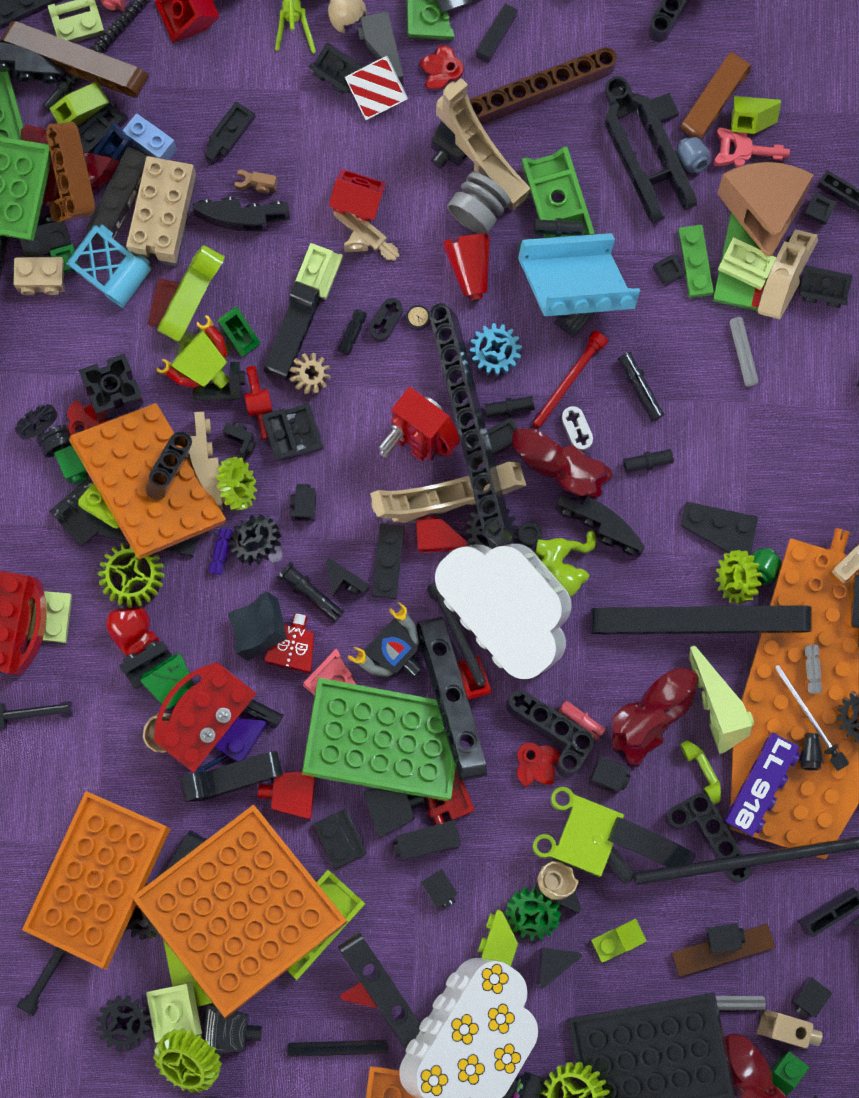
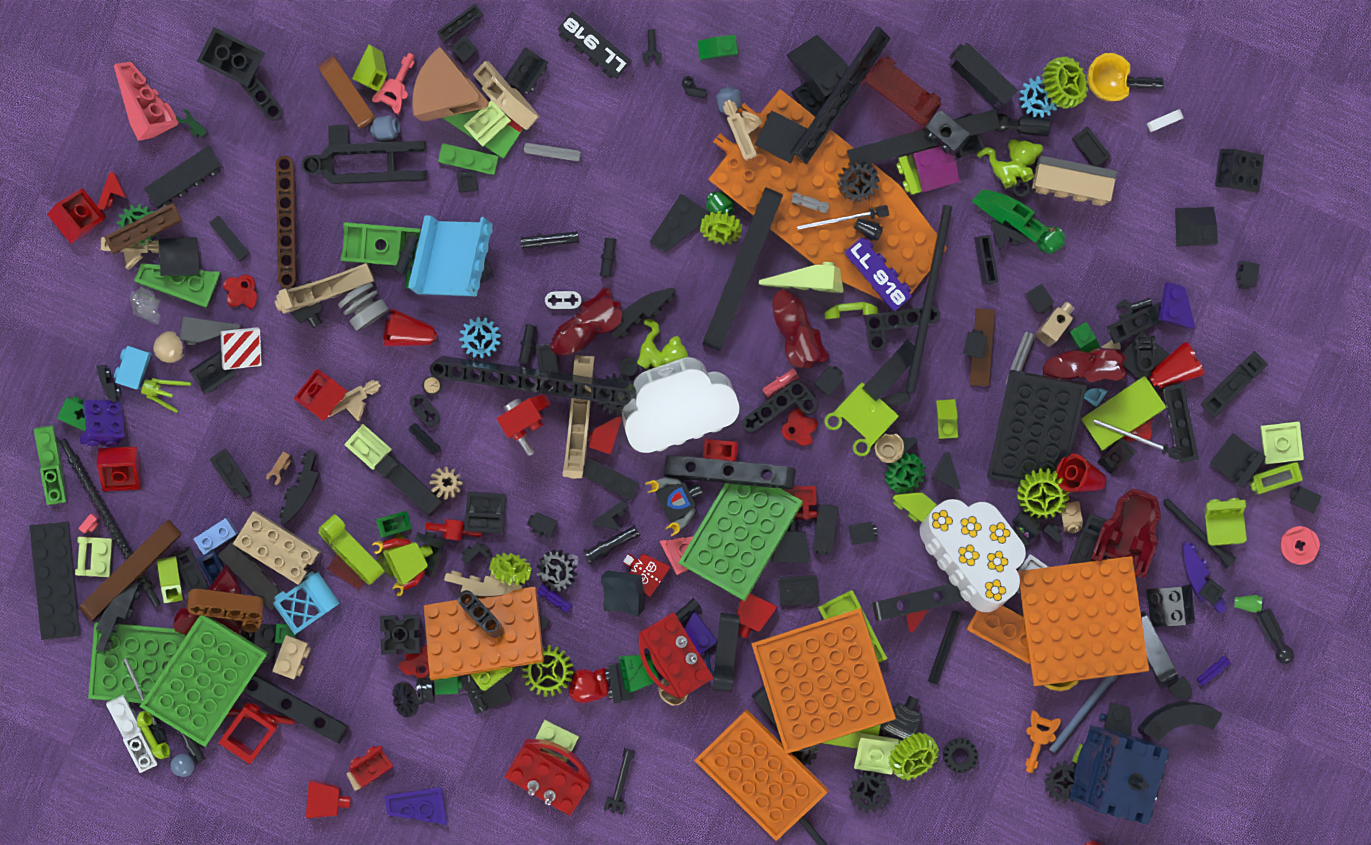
camera: 70 degrees left, 10 degrees up
(458, 634) = (689, 448): black piece -> none
(596, 342) = (503, 260): red piece -> none

